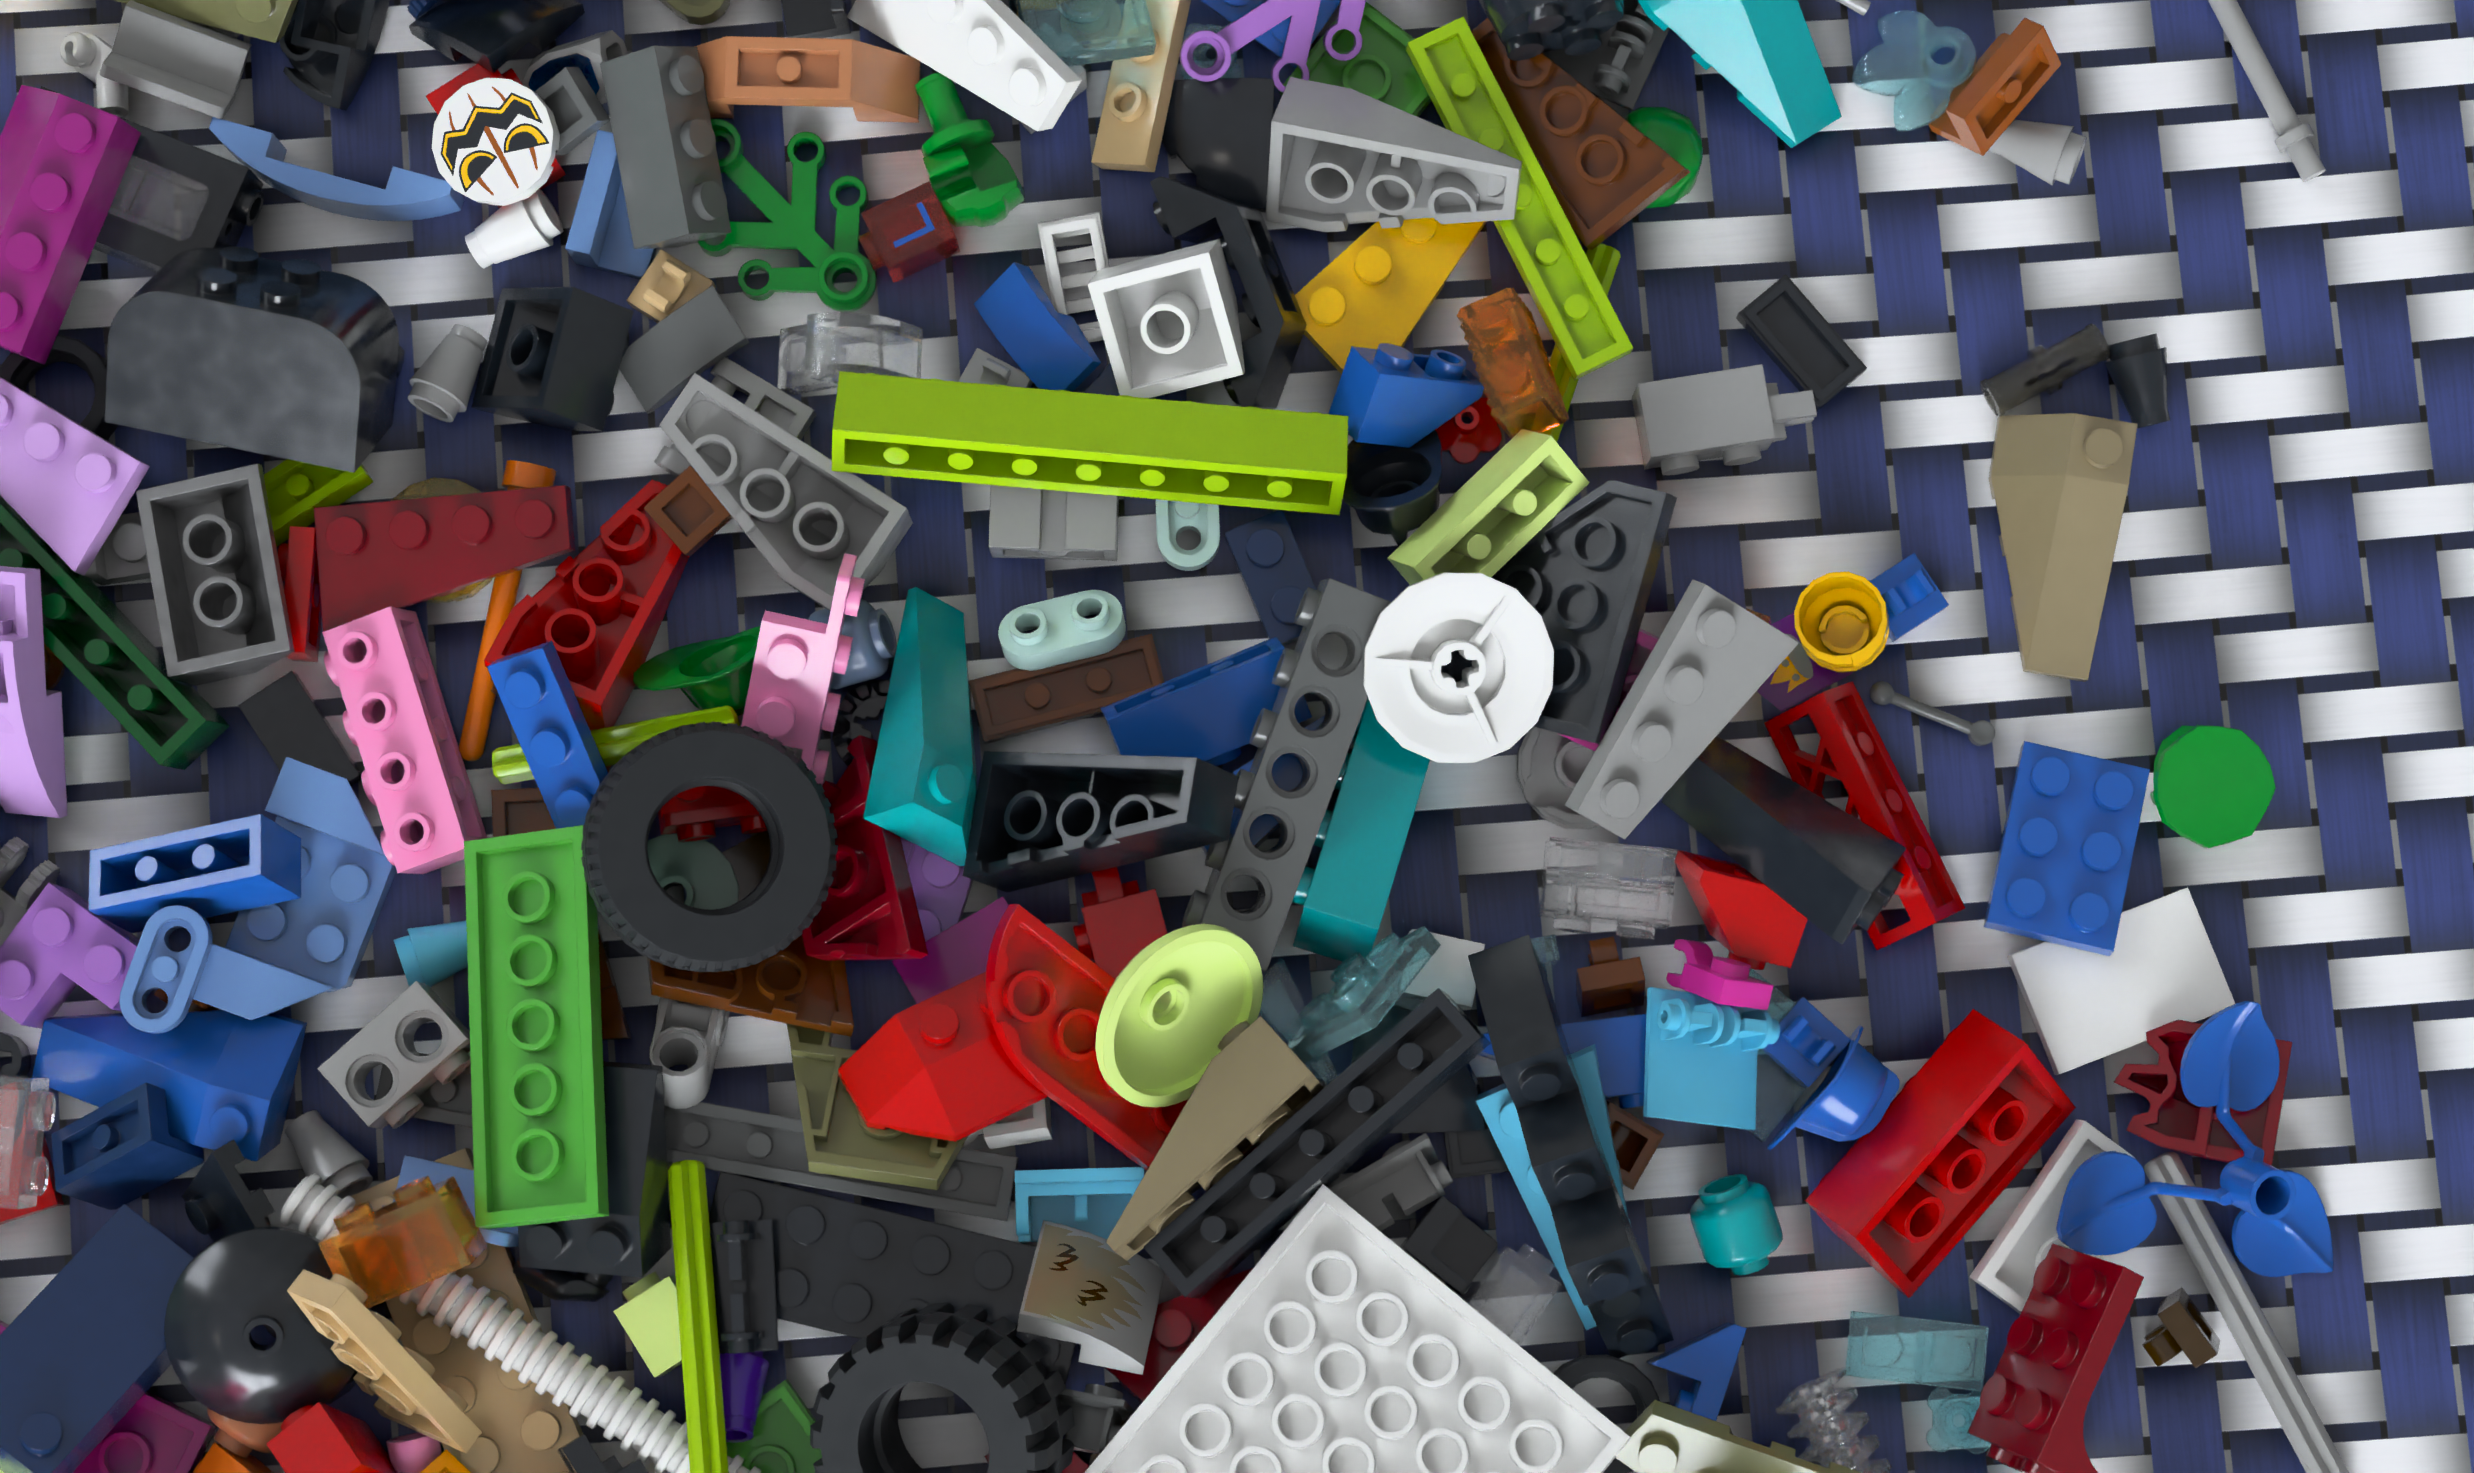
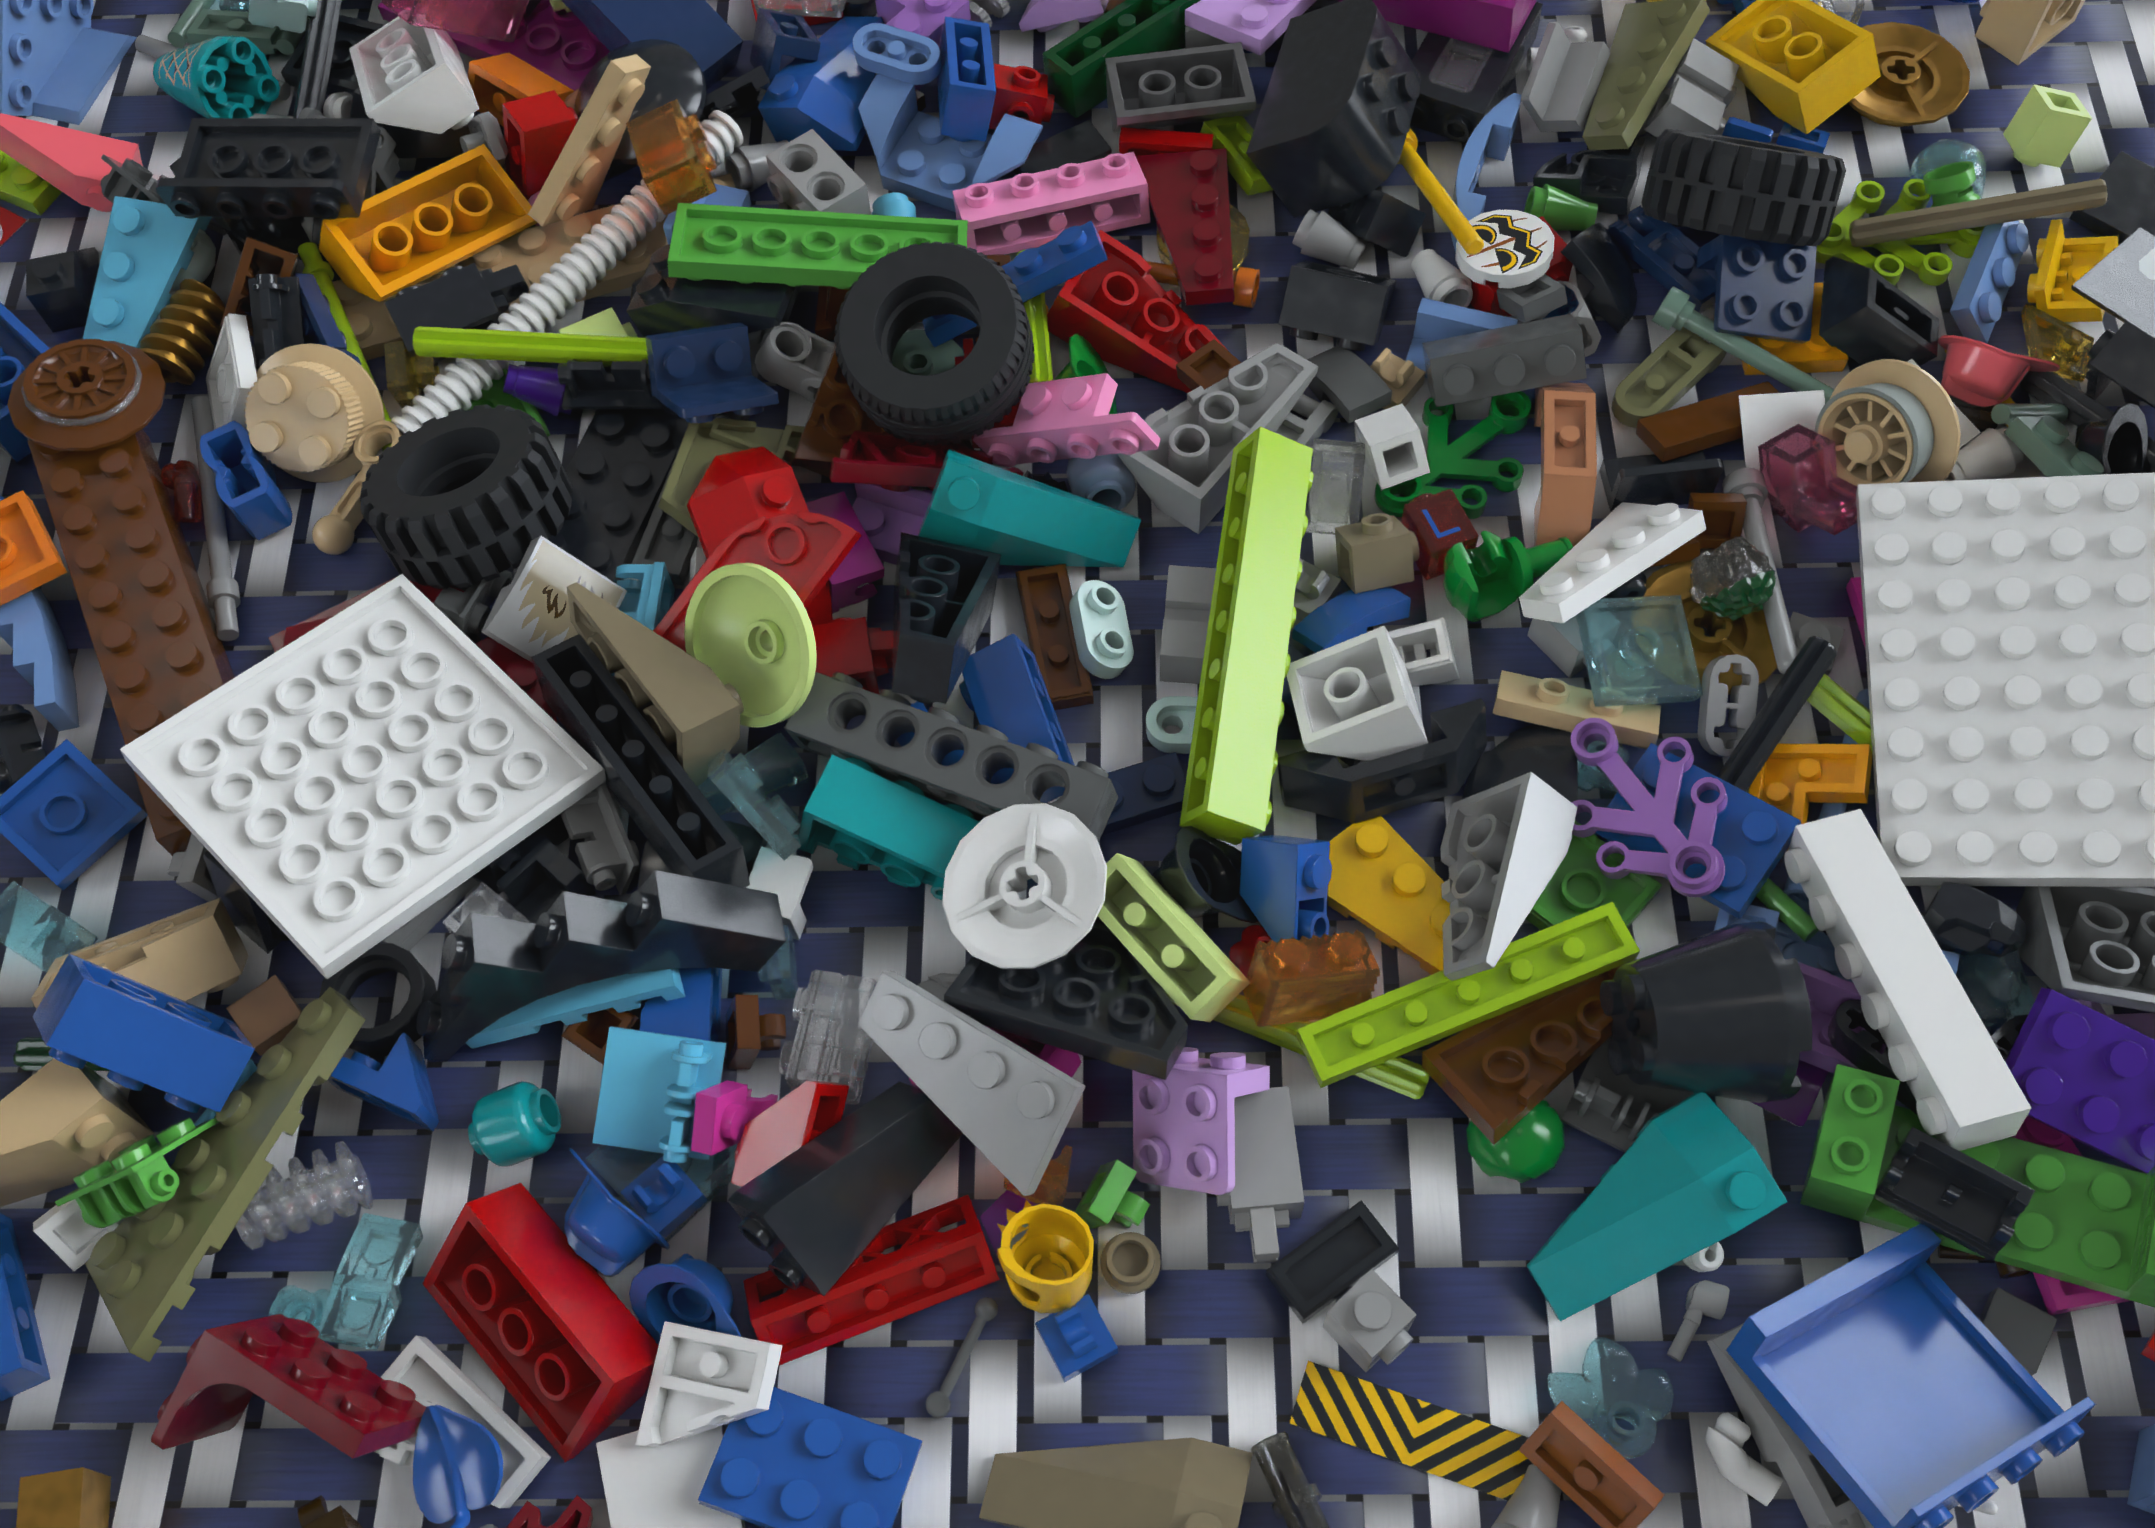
camera: 100 degrees right, 20 degrees down
(218, 790) = (1021, 94): none -> red brick
(390, 81) = (1560, 208): none -> bright green cone
(420, 219) = (1438, 197): none -> yellow piece
(422, 302) = (1384, 222): none -> black panel
(754, 1146) = (706, 373): none -> dark blue bracket
(803, 283) = (1392, 446): none -> white brick
(950, 304) = (1376, 553): none -> dark tan brick
(1704, 470) = (1189, 1120): none -> lavender bracket
(1762, 570) = (1110, 1199): none -> bright green tile
(1823, 546) = (1130, 1263): none -> dark tan plate
(1870, 299) = (1370, 1322): none -> light grey brick
(1932, 990) = (684, 1294): none -> blue piece
(1960, 264) = (1410, 1431): none -> sticker
(2000, 957) = (705, 1382): none -> white wing

